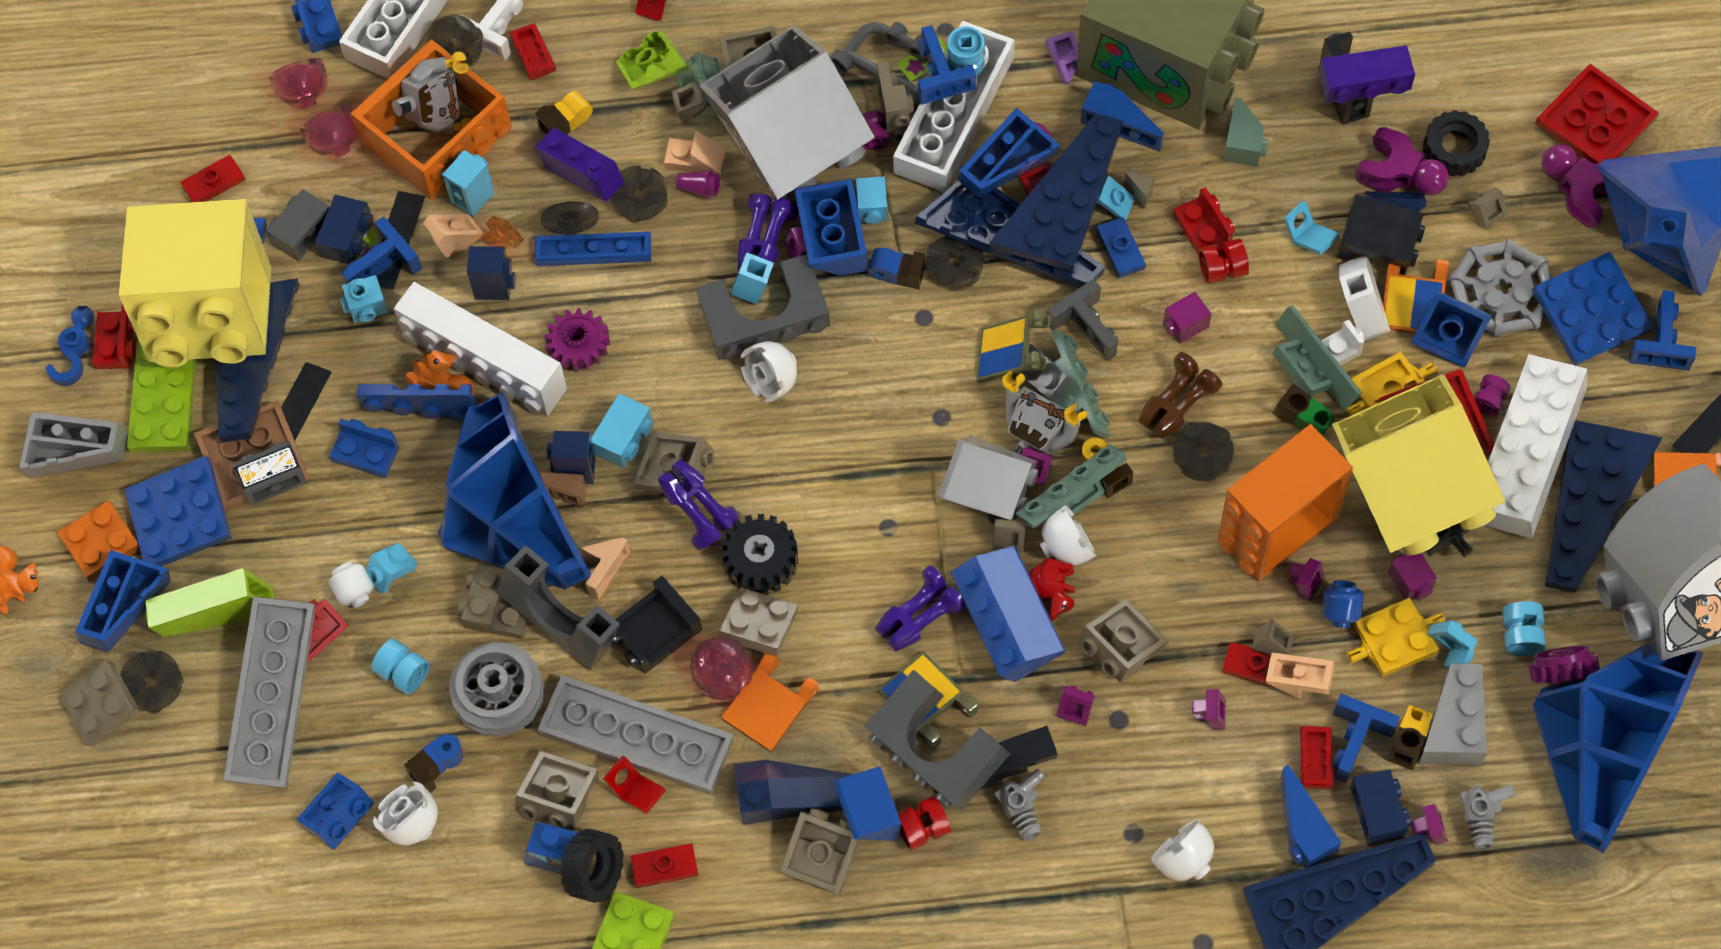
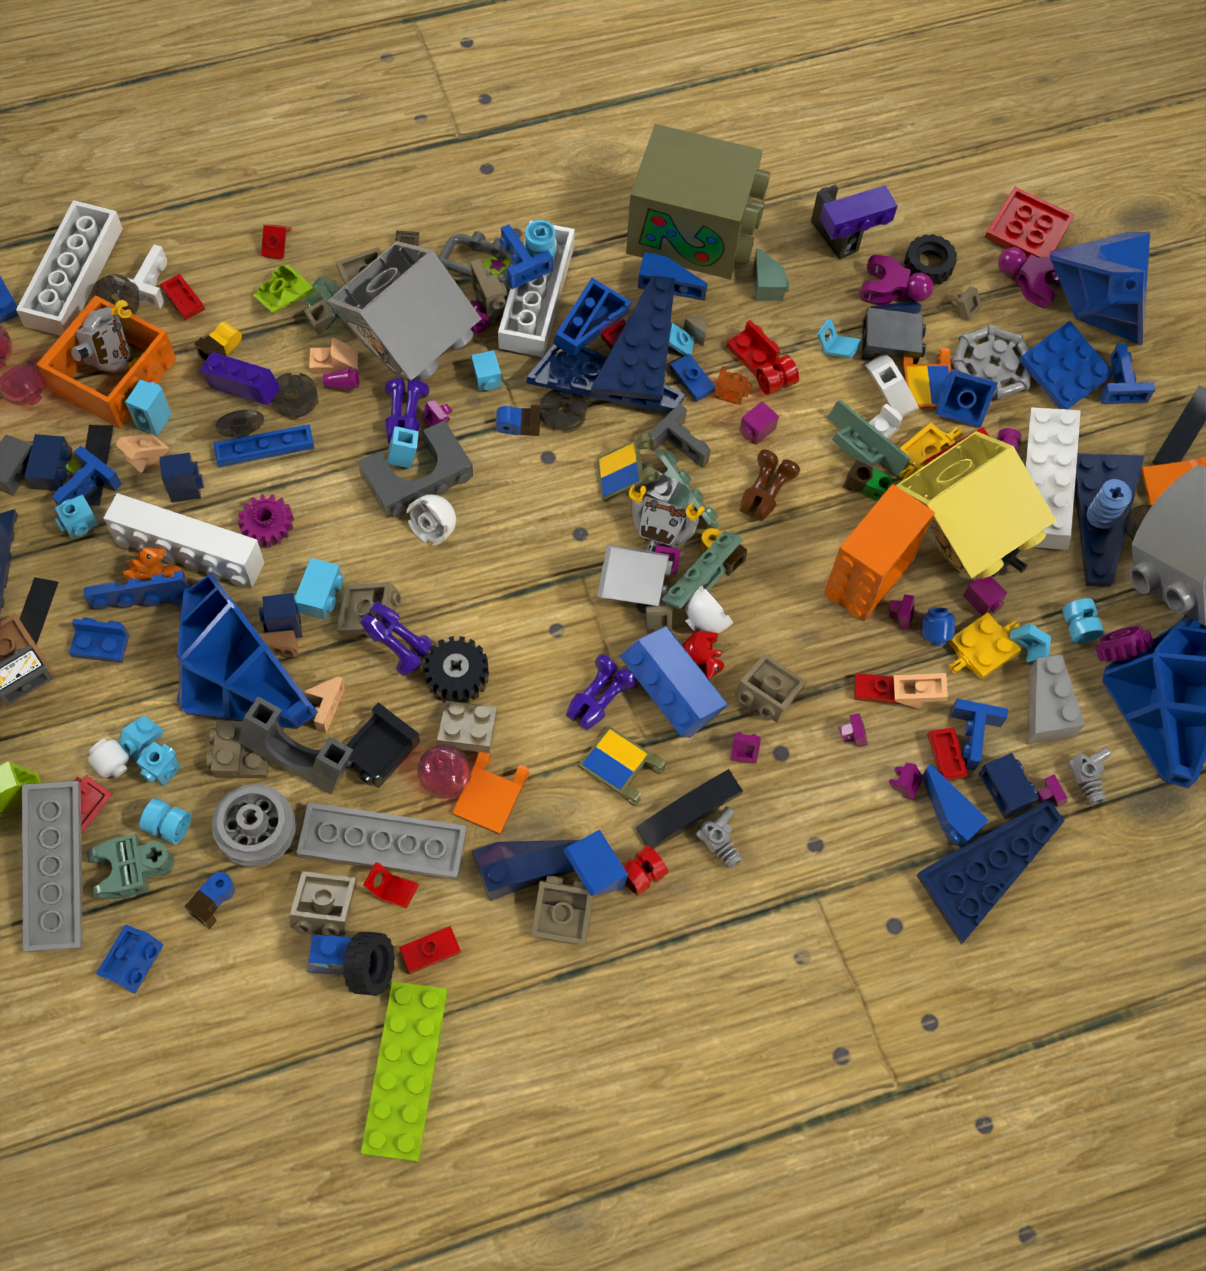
camera: 20 degrees left, 0 degrees up
(354, 708) = (130, 864): none -> sand green piece
(404, 600) = (158, 763): none -> medium azure brick
(407, 815) = (195, 950): white cylinder -> none
(503, 231) = (184, 442): clear orange tile -> none
(812, 21) = (408, 237): none -> clear smoke tile
(832, 228) = (461, 396): blue slope -> none
(955, 778) = (662, 828): dark grey arch -> none
(1064, 54) = (613, 237): medium lavender slope -> none
(1164, 267) = (731, 387): none -> clear orange brick
(1186, 853) = (865, 854): white cylinder -> none
(1198, 435) = (796, 512): clear smoke plate -> none
(1260, 779) = (909, 780): none -> magenta tile
(1272, 638) = (888, 664): dark tan slope -> none
(1410, 737) = (1018, 724): dark brown leg -> none
(1589, 491) = (1109, 504): none -> medium blue piece

